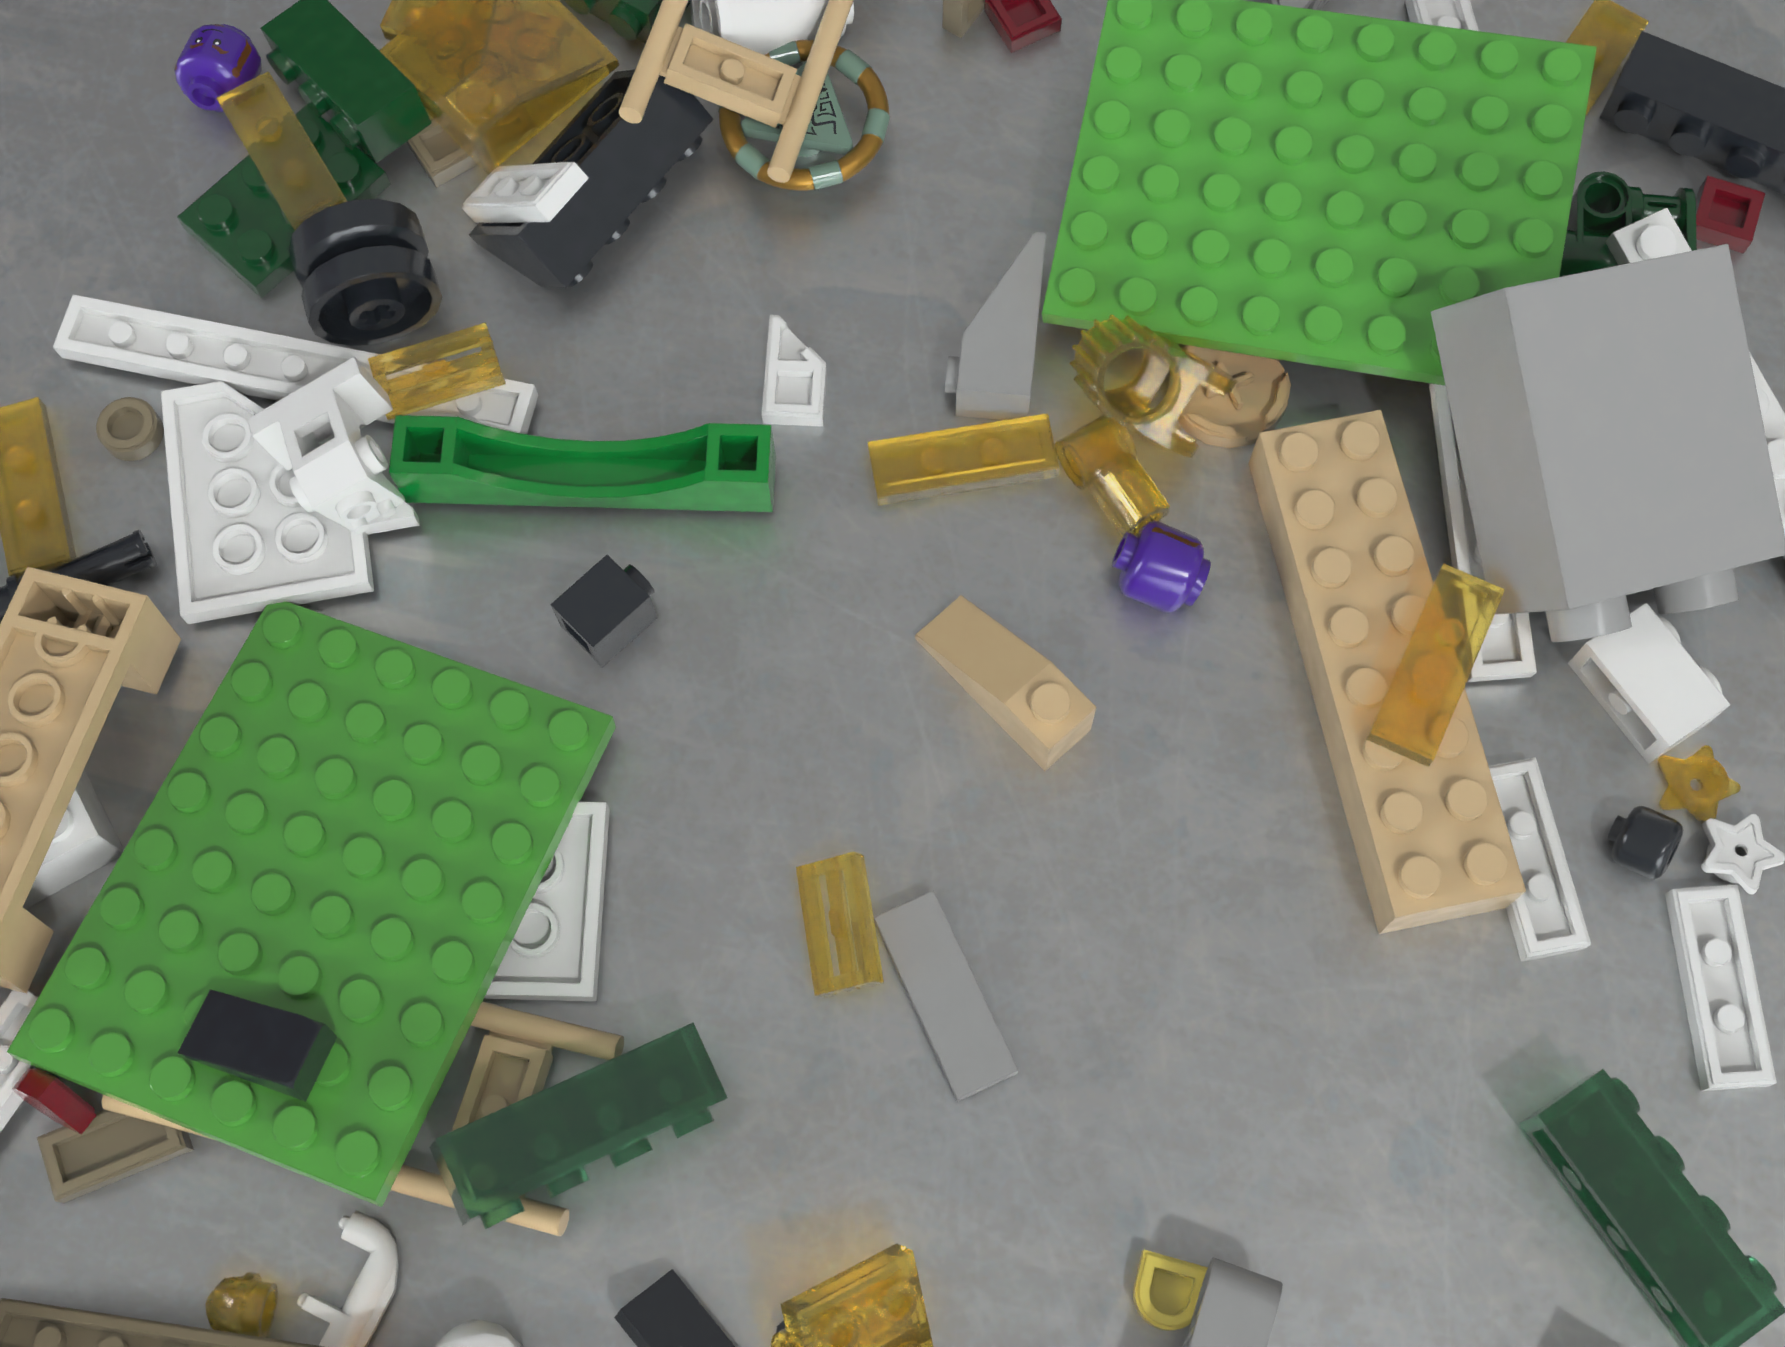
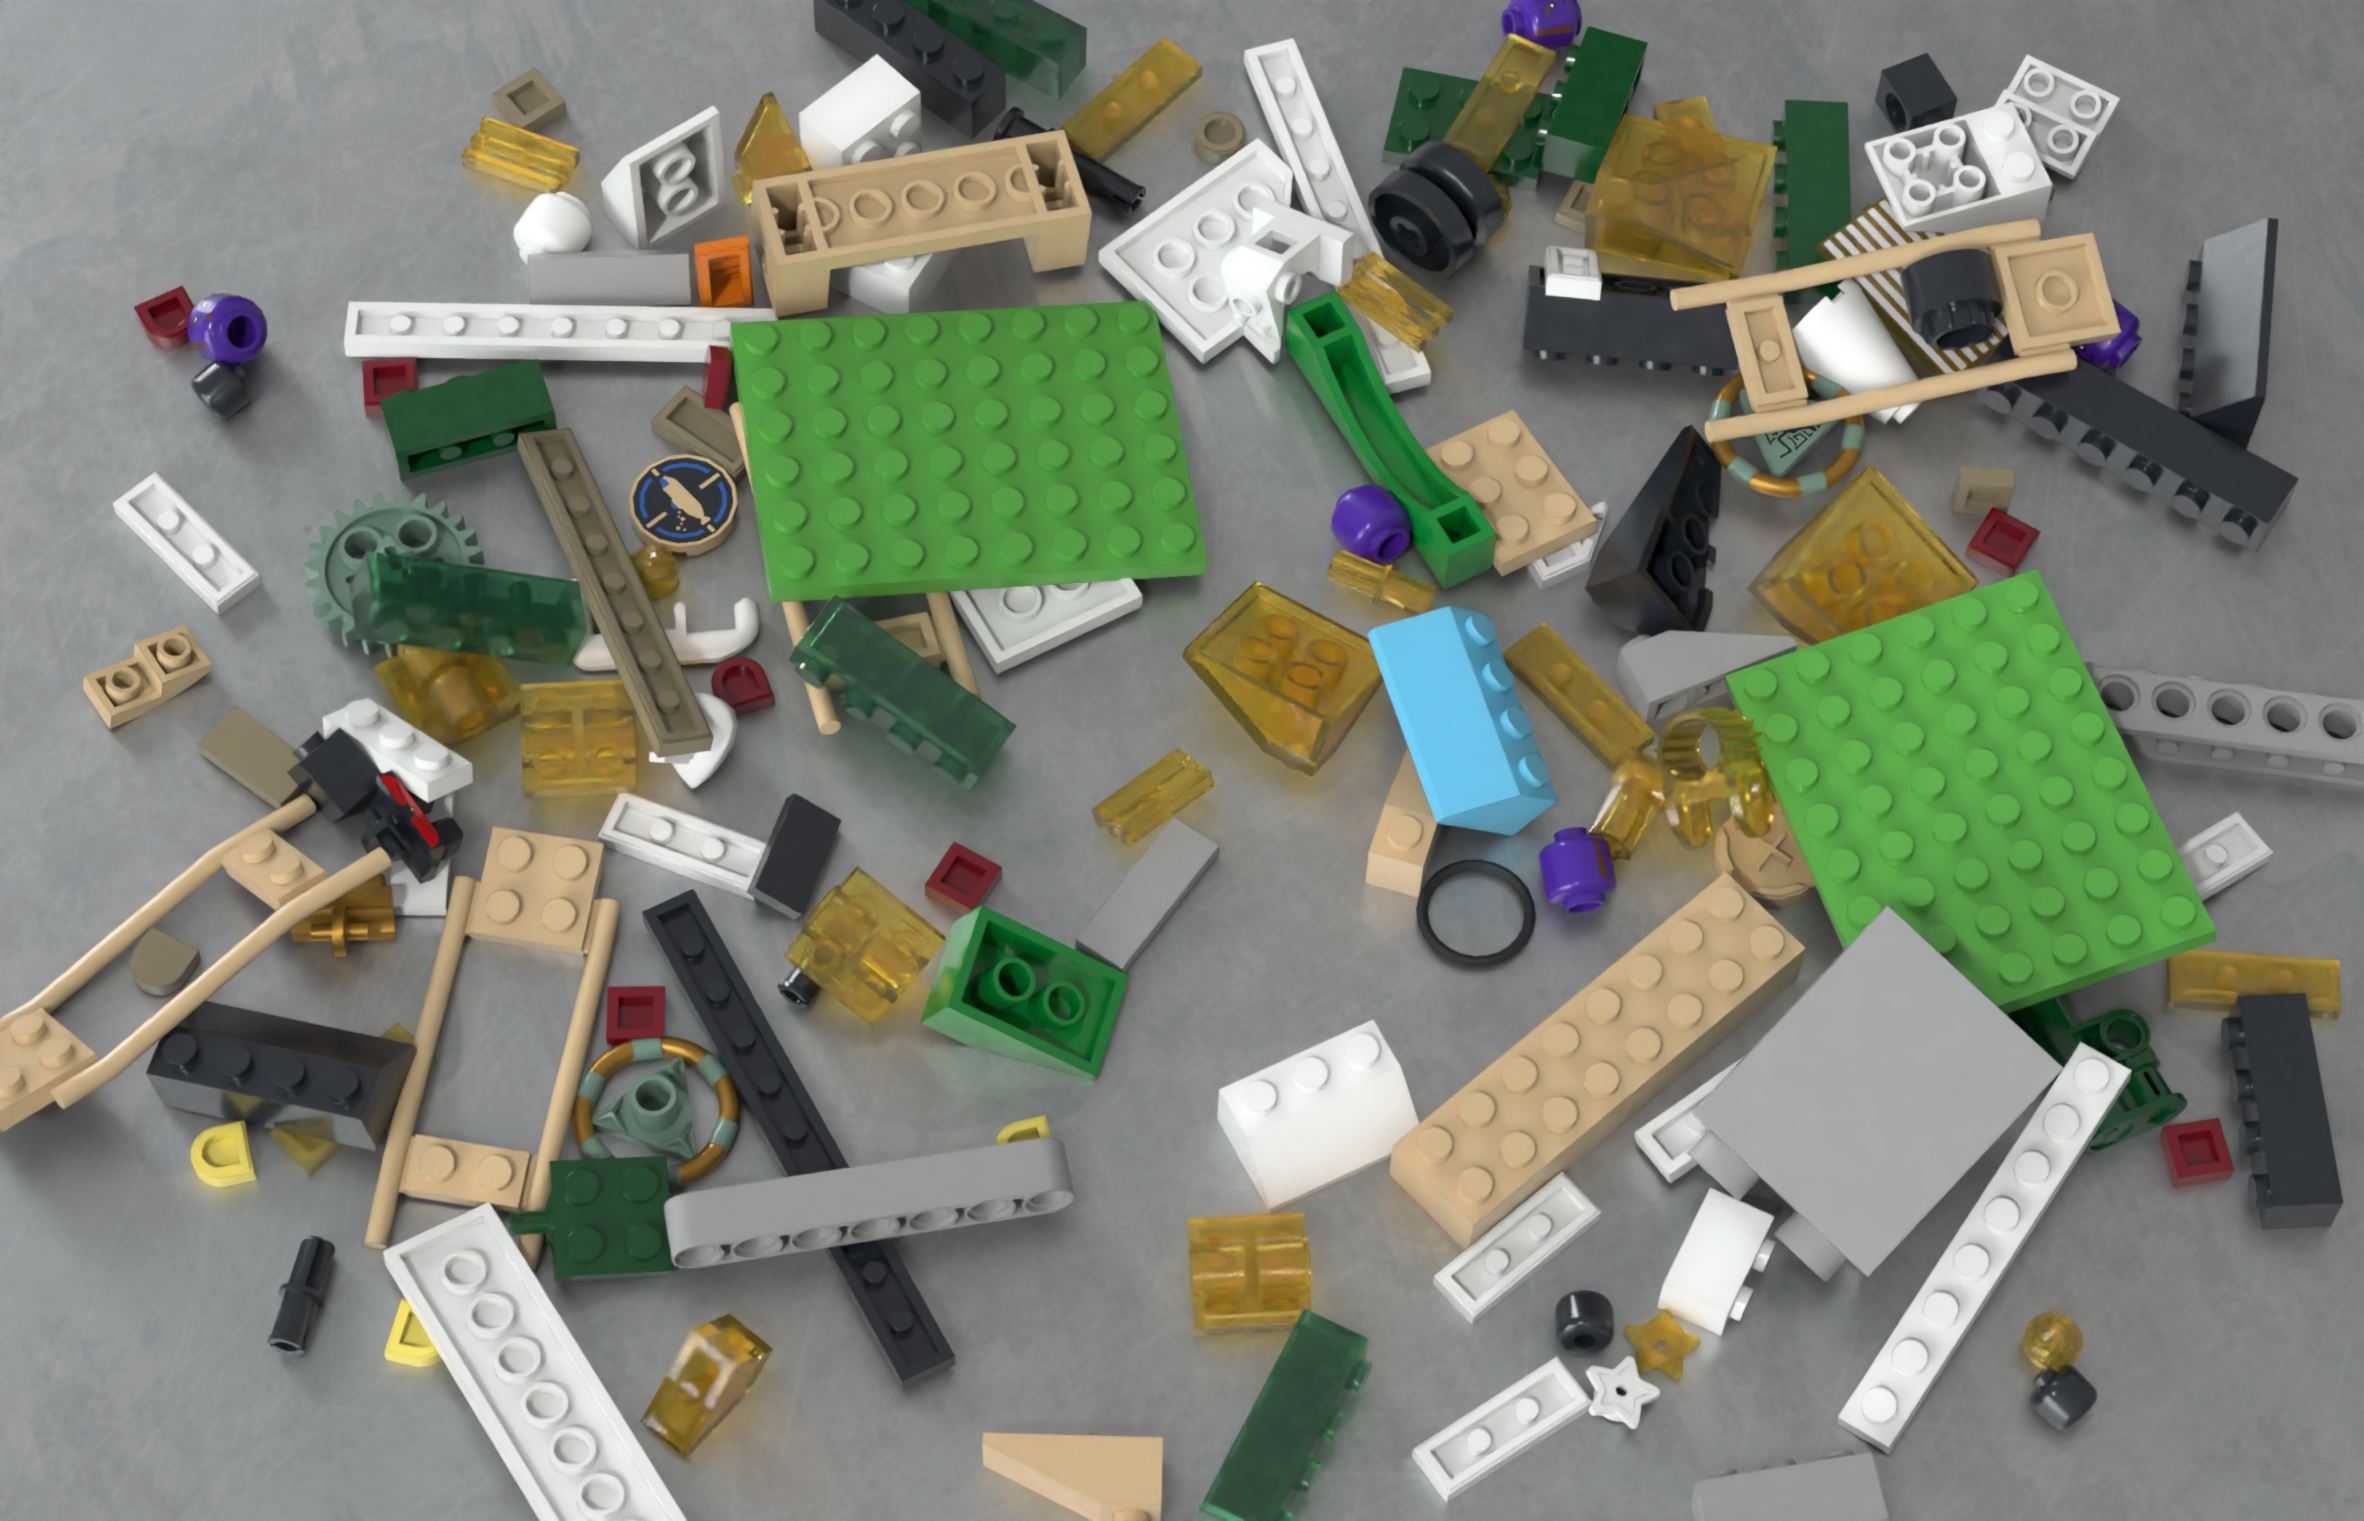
camera: 55 degrees right, 10 degrees down
(180, 1223) = (683, 504): none -> tile
(259, 1043) = (830, 462): black slope -> none
(442, 1287) = (742, 685): none -> dark red tile
(606, 609) = (1288, 517): black brick -> none
(665, 536) = (1371, 524): none -> dark purple head
(708, 378) = (1515, 490): none -> tan plate
(734, 564) = (1381, 583): none -> clear yellow axle
(784, 710) = (1286, 675): none -> clear yellow slope
(817, 1176) = (963, 879): none -> dark red tile
(861, 307) = (1658, 554): none -> black wedge
(946, 574) = (1463, 720): none -> medium azure slope
(992, 142) = (1859, 565): none -> clear yellow slope
(997, 1195) = (1023, 995): none -> green slope
(1181, 646) = (1469, 960): none -> black tyre
(1296, 967) = (1318, 1115): none -> white slope
(1435, 665) = (1608, 1072): clear yellow tile -> none
(1438, 1140) = (1248, 1273): none -> clear yellow plate

